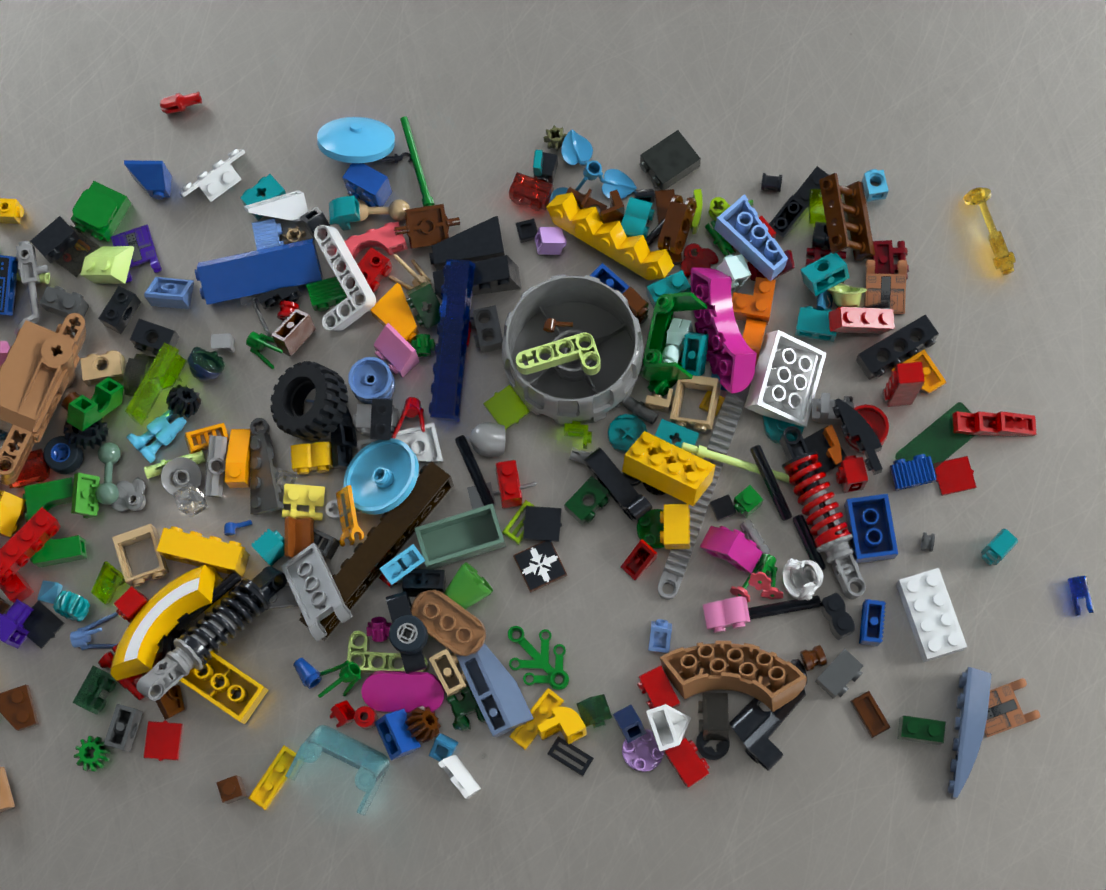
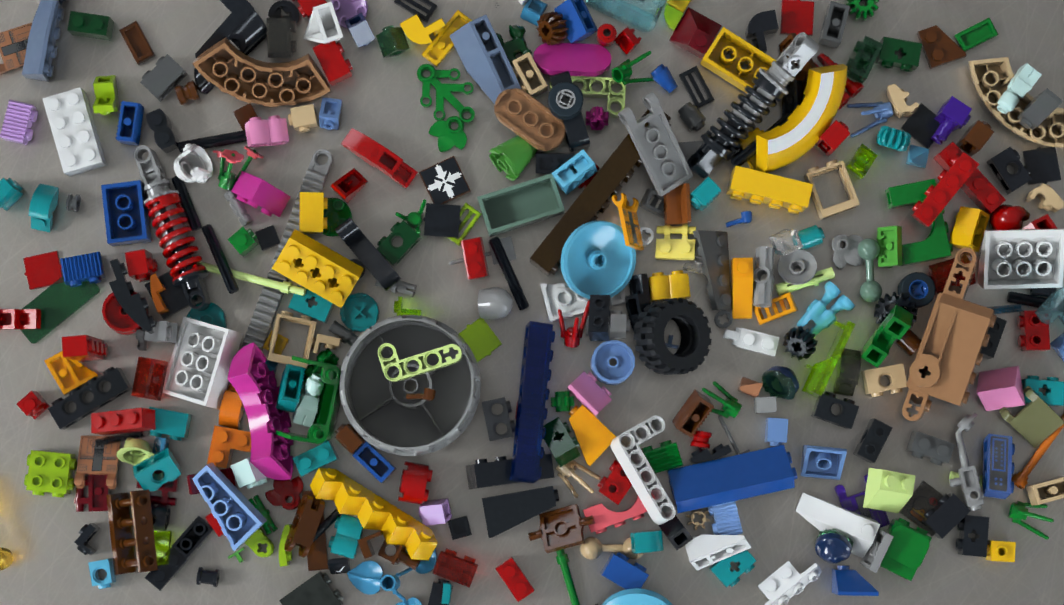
camera: 170 degrees right, 10 degrees up
(30, 221) = (973, 546): none -> black brick
(46, 697) = (908, 50): none -> dark green brick
(63, 648) = (898, 99): none -> tan hand
(124, 207) = (877, 550): none -> light grey tile
(155, 232) = (830, 516): none -> white wedge
(165, 210) = (833, 546): none -> dark blue hair
(165, 507) = (811, 237): none -> teal brick
(204, 728) = (760, 25): none -> black brick
(213, 319) = (776, 431): none -> medium blue brick
(231, 406) = (753, 341): none -> white hinge
(236, 361) = (749, 387): none -> nougat slope
(270, 722) = (695, 33): none -> dark red slope
(279, 631) = (692, 117): none -> dark grey brick
(281, 680) = (688, 73): none -> black tile
(294, 739) = (672, 16): none -> lime tile
(473, 181) = (515, 579): none -> red brick
(535, 612) = (447, 136): none -> green plate
(570, 261) = (414, 483): none -> red brick
(571, 524) = (414, 219): none -> green plant
(608, 587) = (379, 157): none -> red slope
(688, 630) = (303, 118): none -> tan brick
(749, 633) = (244, 114): none -> reddish brown slope
(837, 364) = (149, 378): none -> clear red brick
(892, 220) = (86, 534): none -> black bracket
(899, 653) = (106, 95): none -> lime brick
(932, 276) = (50, 473): none -> lime brick
(954, 340) = (33, 404): none -> red brick
(958, 536) = (42, 206): none -> teal brick
(991, 626) = (18, 122): none -> lavender brick

